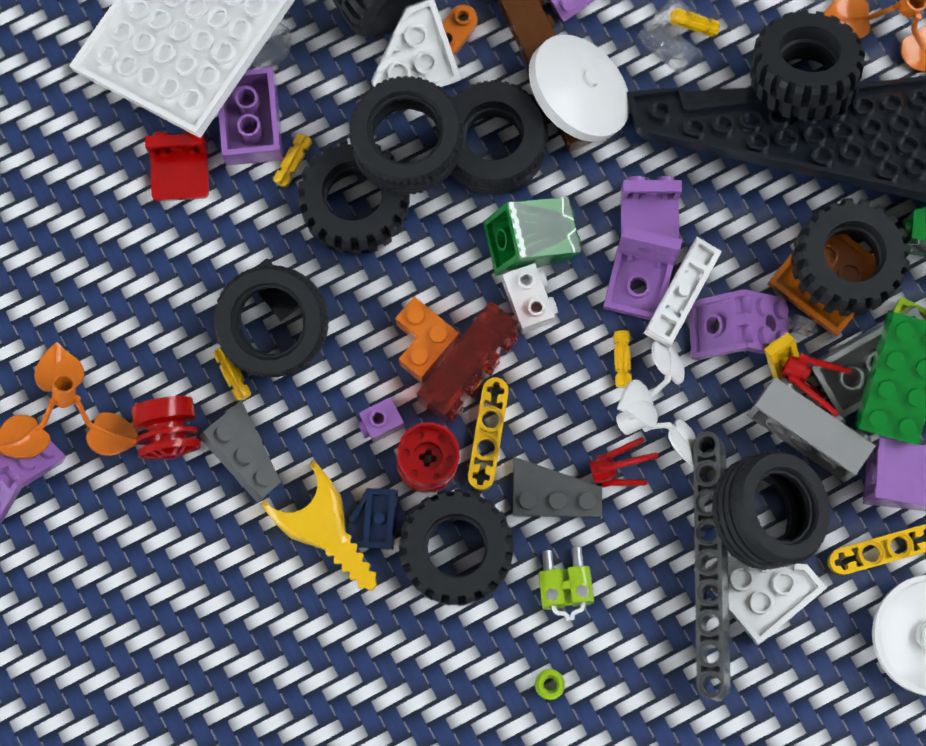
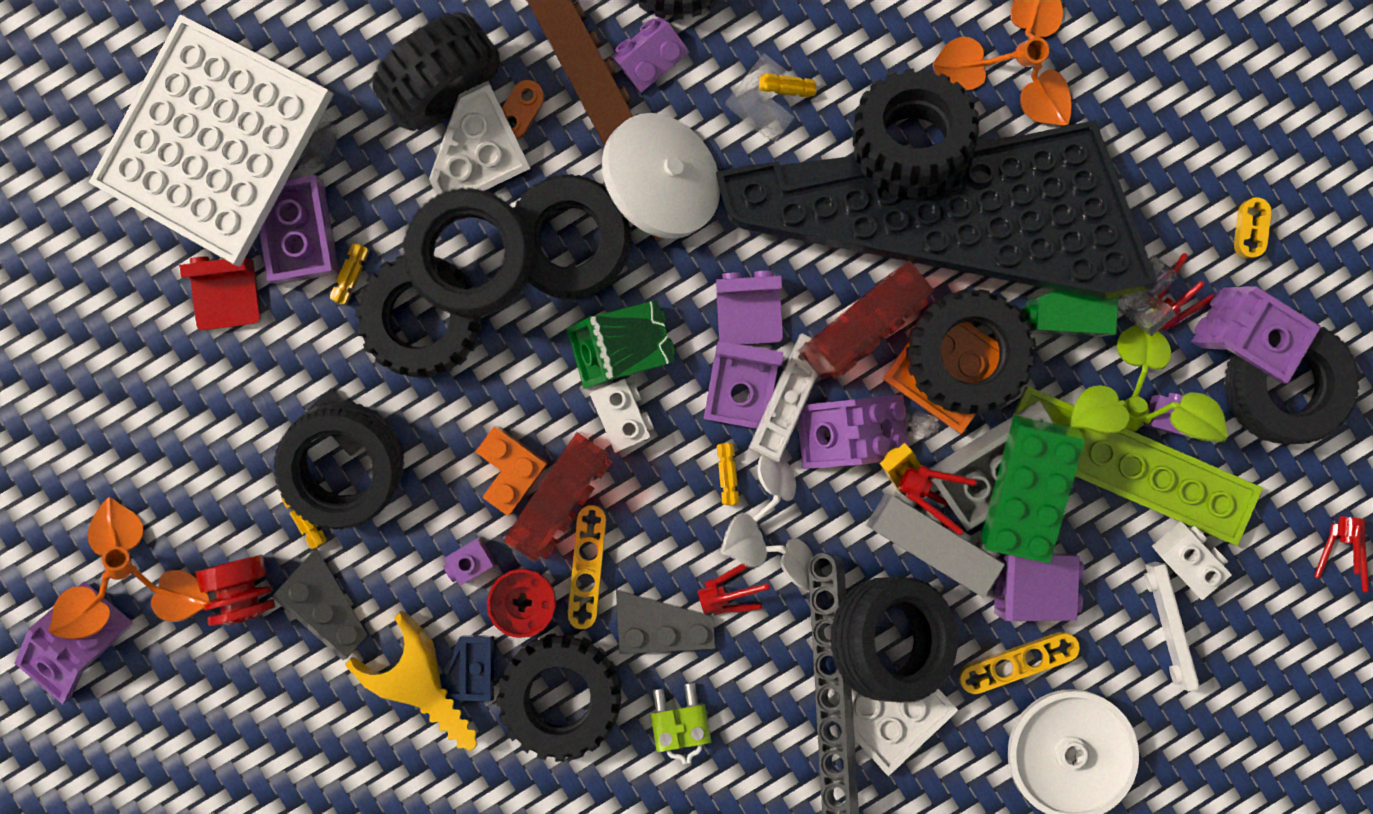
camera: 10 degrees left, 10 degrees up
(756, 225) = (870, 317): none -> clear red brick

